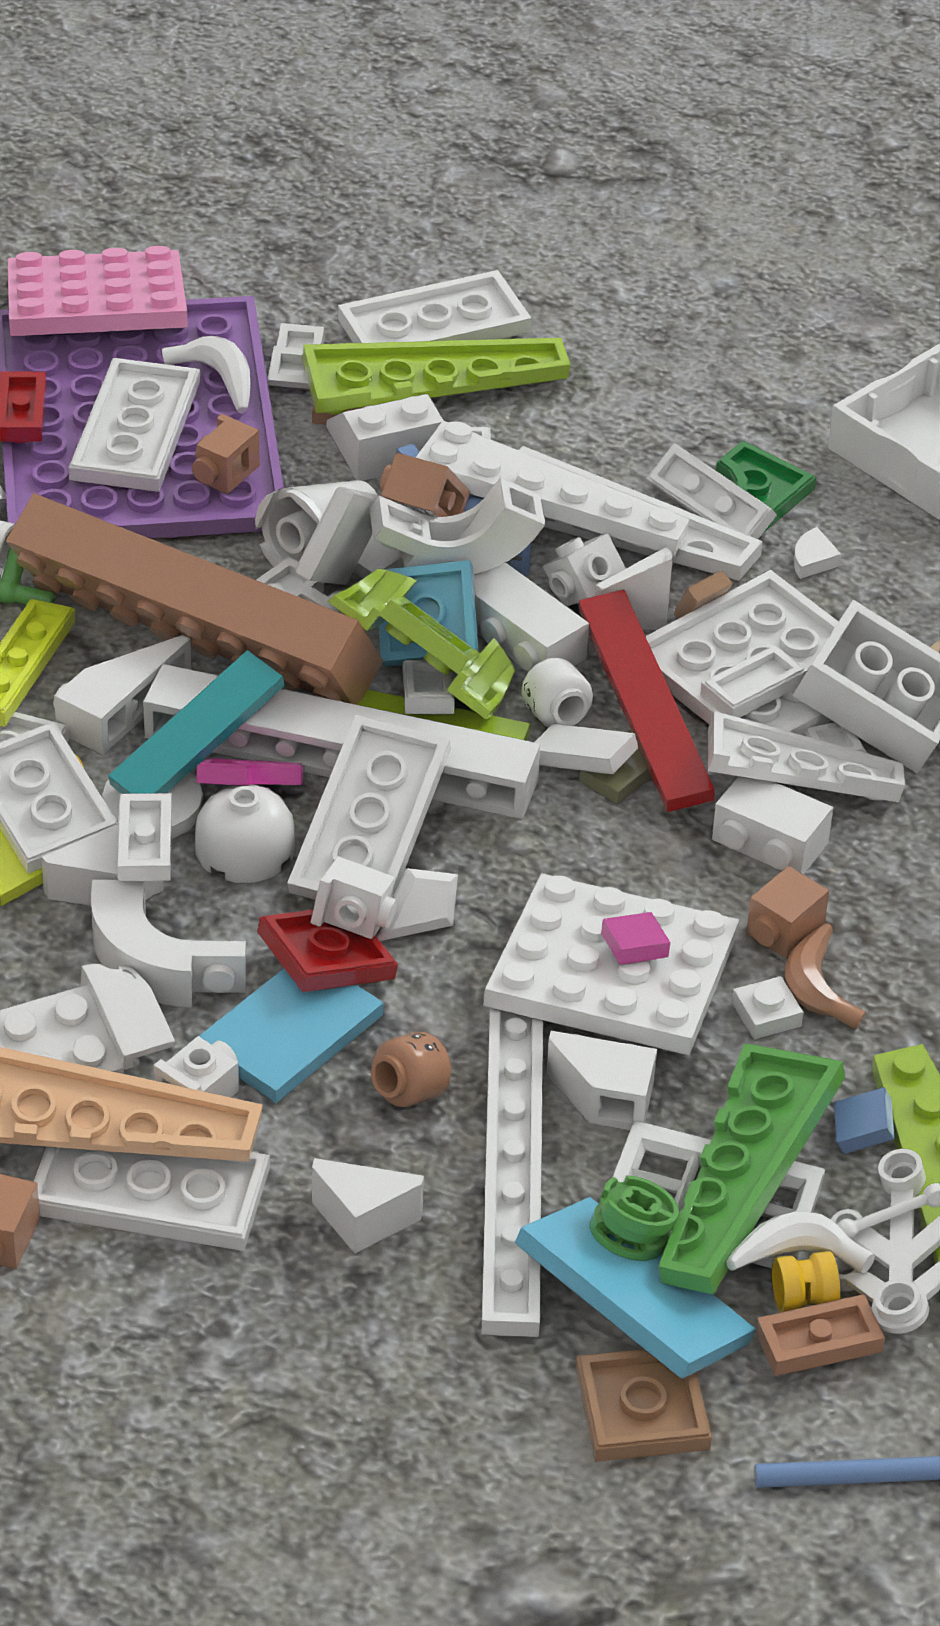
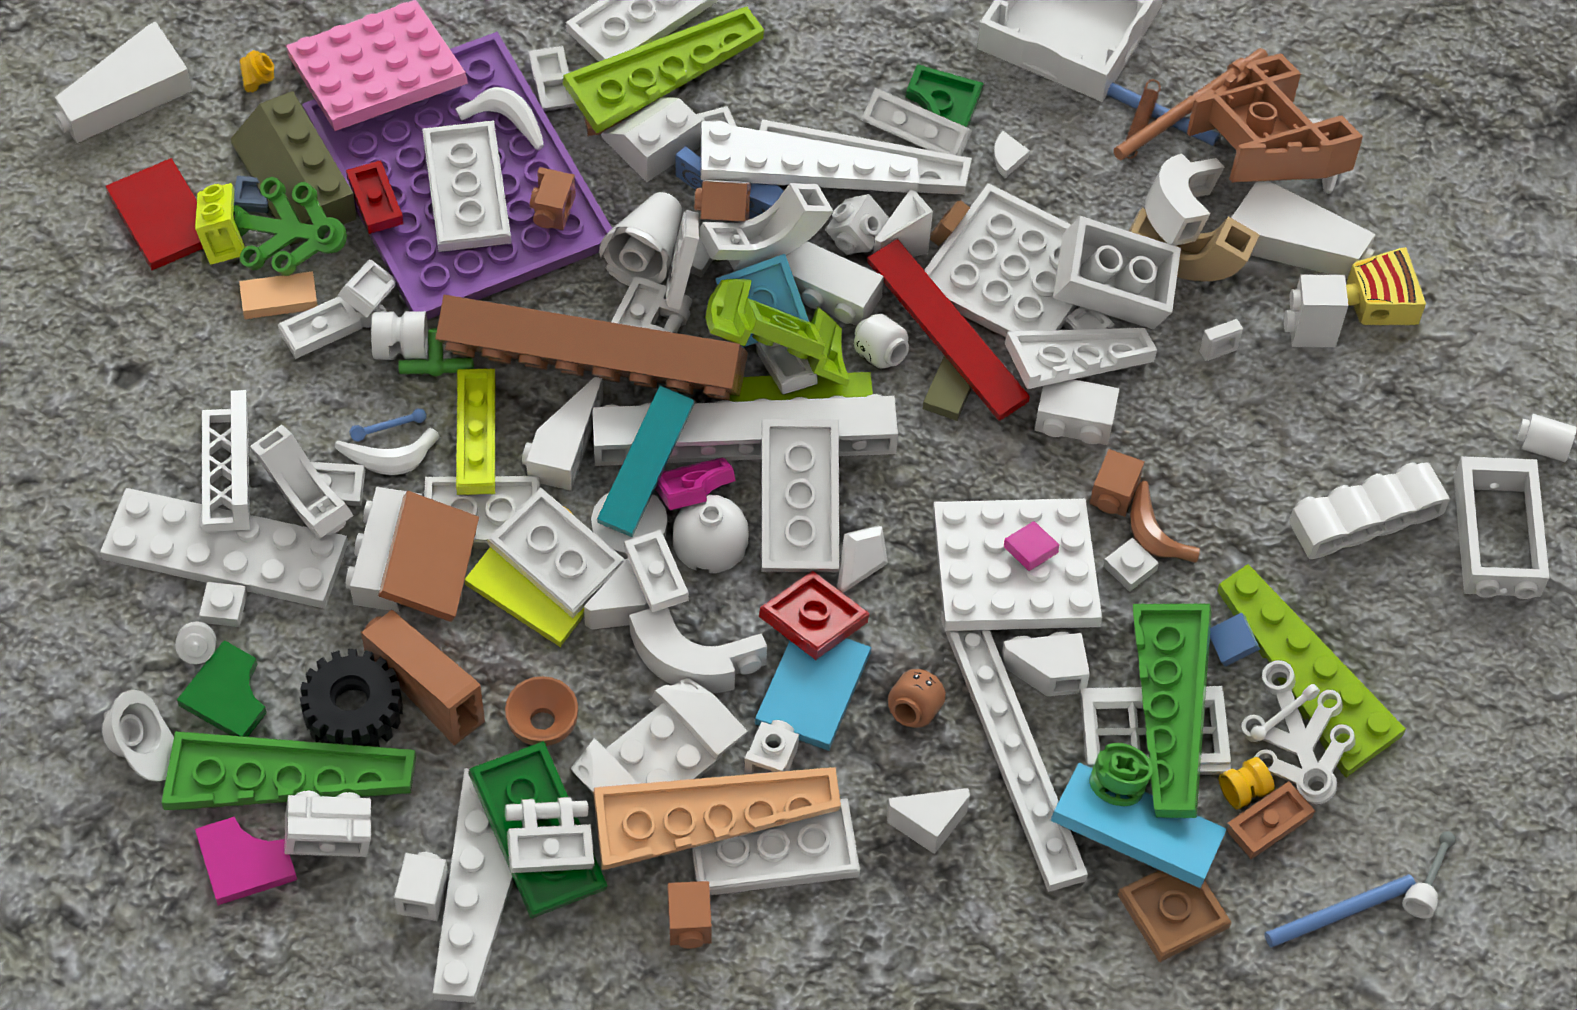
camera: 20 degrees left, 15 degrees up
(355, 898) = (823, 572): white brick -> none
(585, 748) = (921, 384): white tile -> none
(753, 682) = (1018, 292): white tile -> none
(799, 1233) = (1229, 749): white piece -> none

